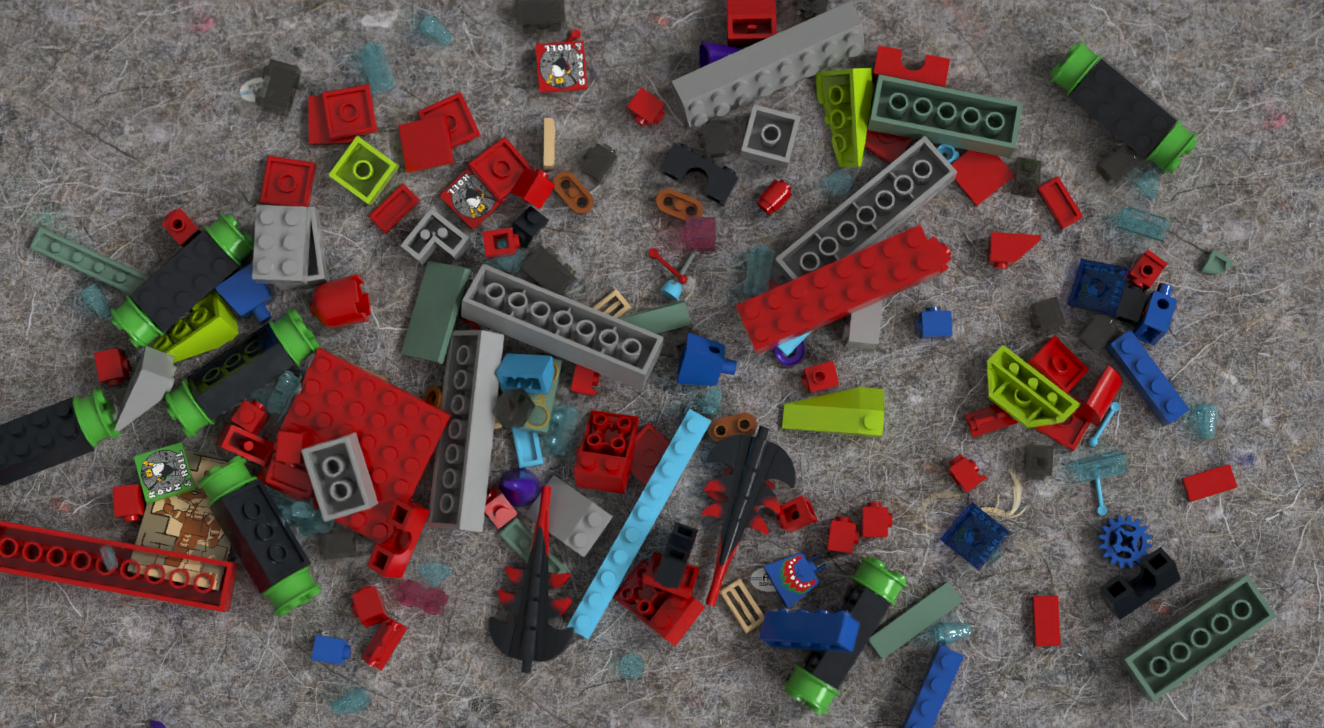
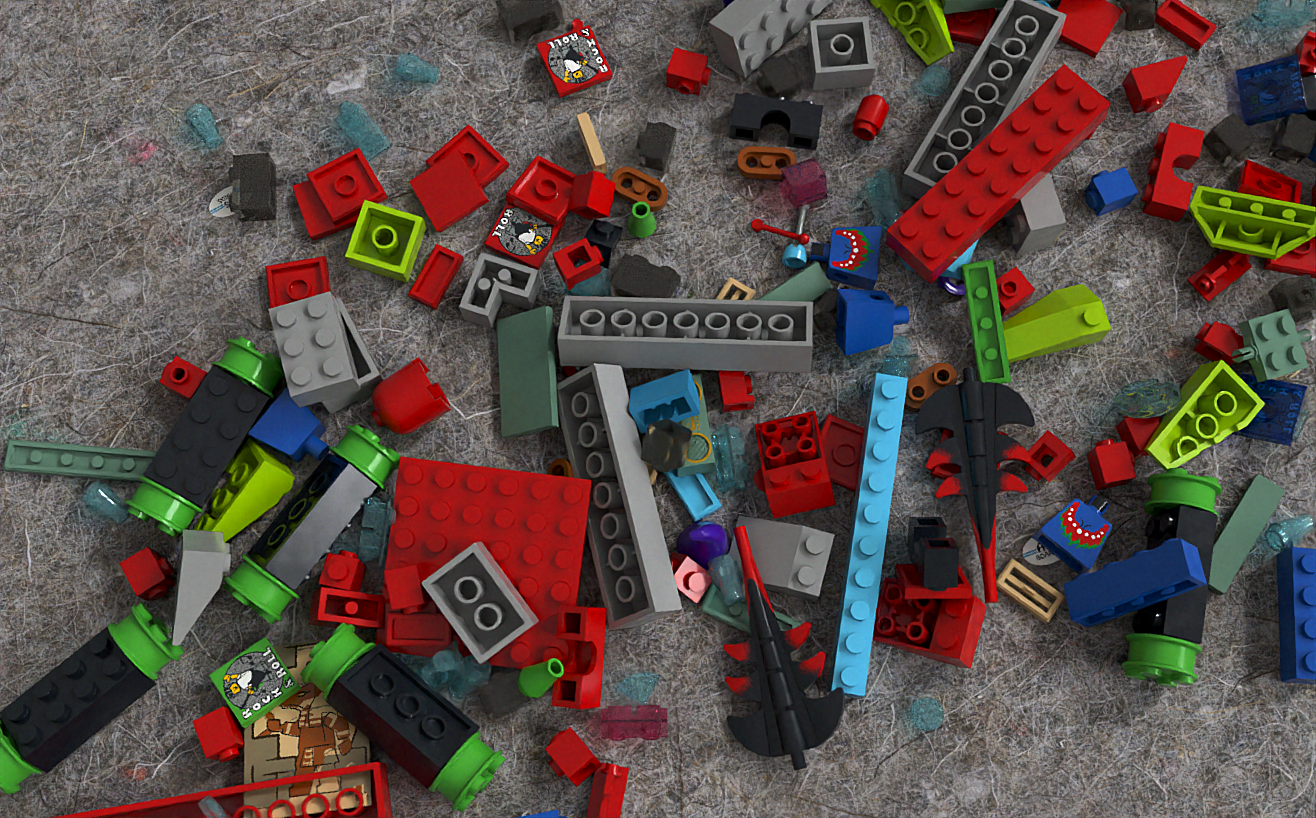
camera: 20 degrees left, 10 degrees down
(256, 20) = (203, 123): none -> clear light blue cone
(363, 544) = (538, 678): none -> bright green cone
(524, 519) = (725, 576): none -> clear light blue cone
(565, 226) = (641, 220): none -> bright green cone
(713, 305) = (850, 255): none -> blue torso
(792, 396) = (986, 322): none -> bright green tile
(888, 497) = (1148, 398): none -> clear light blue tile
(921, 525) = (1211, 408): none -> lime wedge
(976, 341) = (1166, 194): none -> red arch
(1000, 491) = (1272, 345): none -> sand green plate

